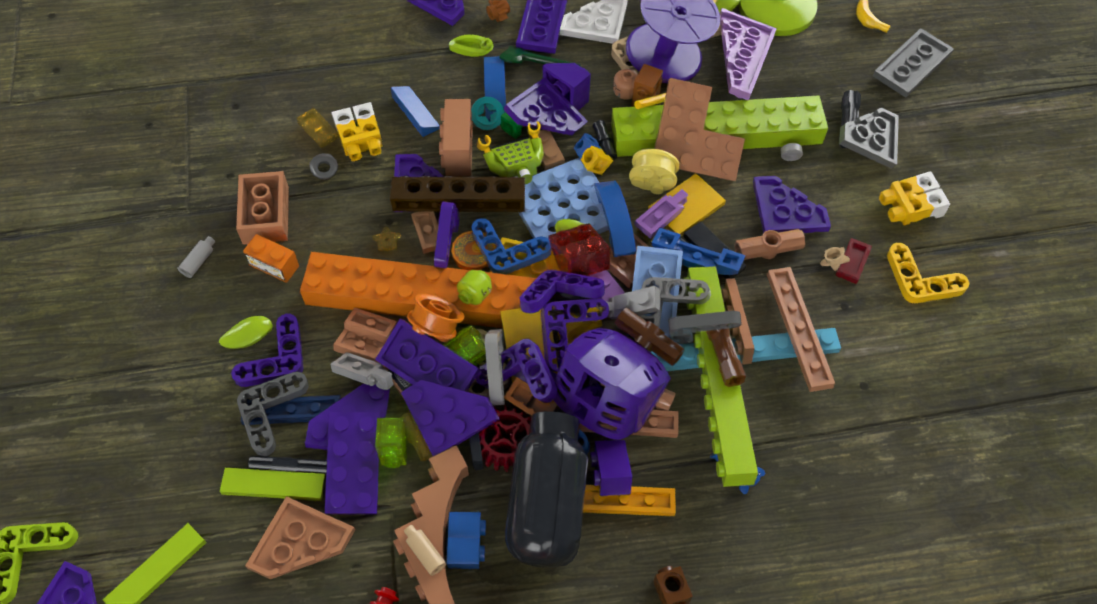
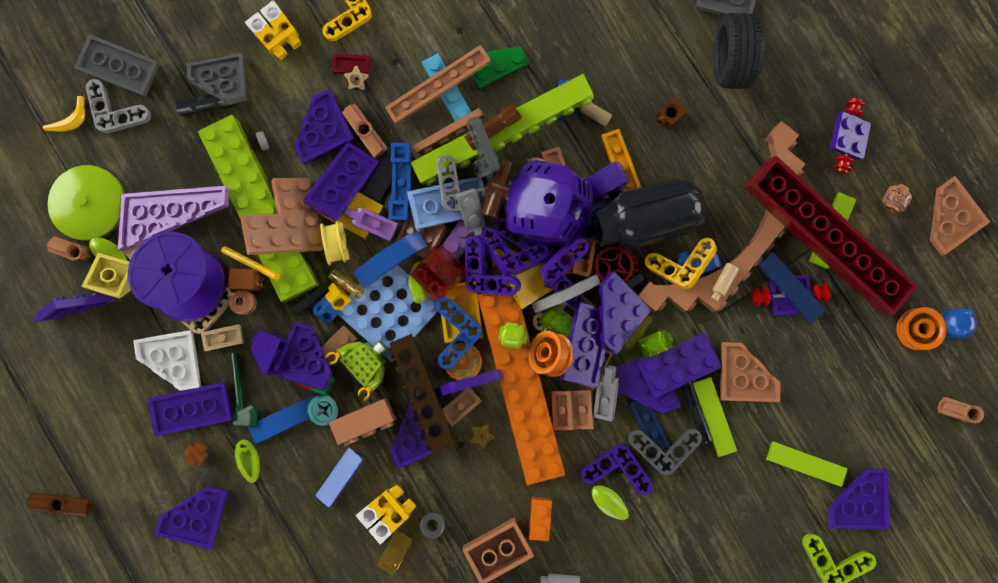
camera: 110 degrees left, 25 degrees up
(462, 511) = (682, 271): none -> yellow beam
(599, 61) = (222, 337): none -> tan plate
(606, 172) = (346, 283): none -> clear yellow pin
(706, 496) = (596, 113): none -> tan cylinder
(719, 201) = (341, 182): none -> dark purple plate
(805, 410) = (502, 65): none -> green wing
(892, 43) = (107, 114): none -> light grey beam

